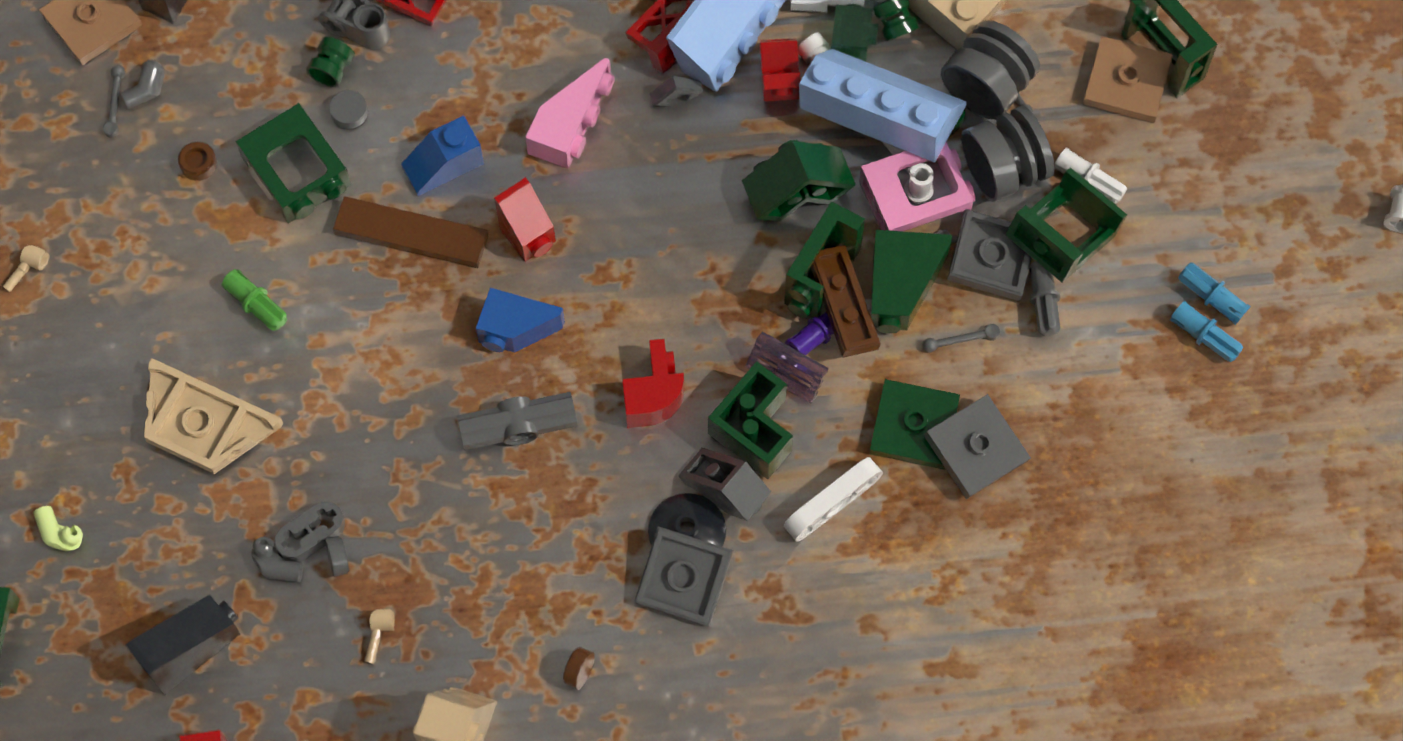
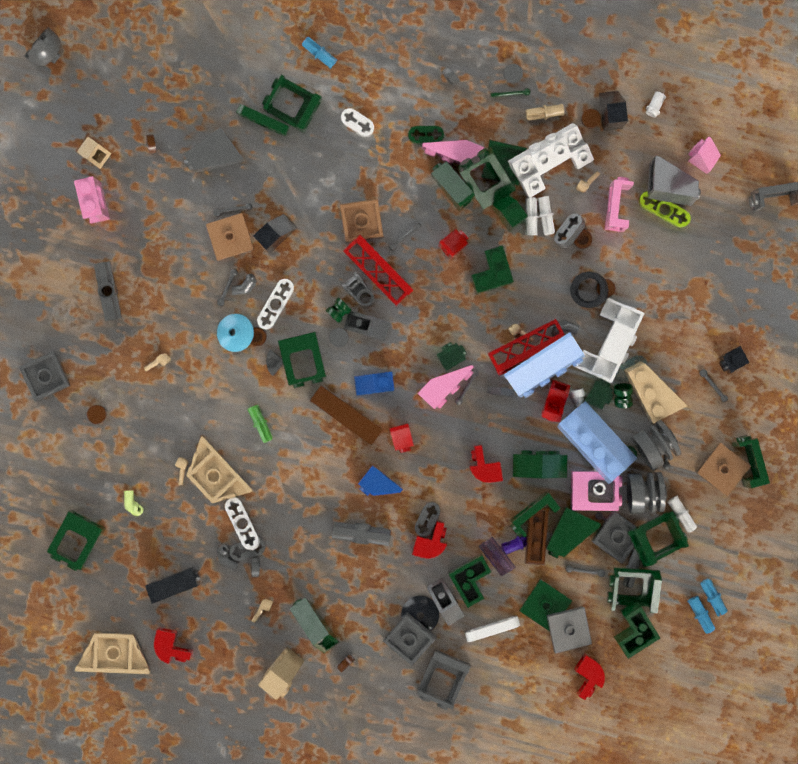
camera: 25 degrees right, 20 degrees up
(132, 424) = (181, 463): none -> tan hand
(163, 175) = (243, 332): none -> medium azure dish
(207, 80) = (283, 303): none -> white beam
(244, 192) = (273, 362): none -> dark grey tile
(286, 500) = (231, 513): none -> white beam
(392, 67) = (367, 325): none -> dark grey slope
(491, 618) = (314, 625): none -> slope
(562, 62) = (451, 355): none -> clear green brick
(618, 85) = (459, 401): none -> dark grey hinge
(623, 353) = (423, 516): none -> dark grey beam
(700, 231) = (484, 471): none -> red brick
(779, 596) = (447, 663): none -> dark grey window
(1056, 505) = (592, 672): none -> red brick
(1094, 319) = (650, 589): none -> dark green window
(1107, 388) = (638, 634): none -> dark green brick

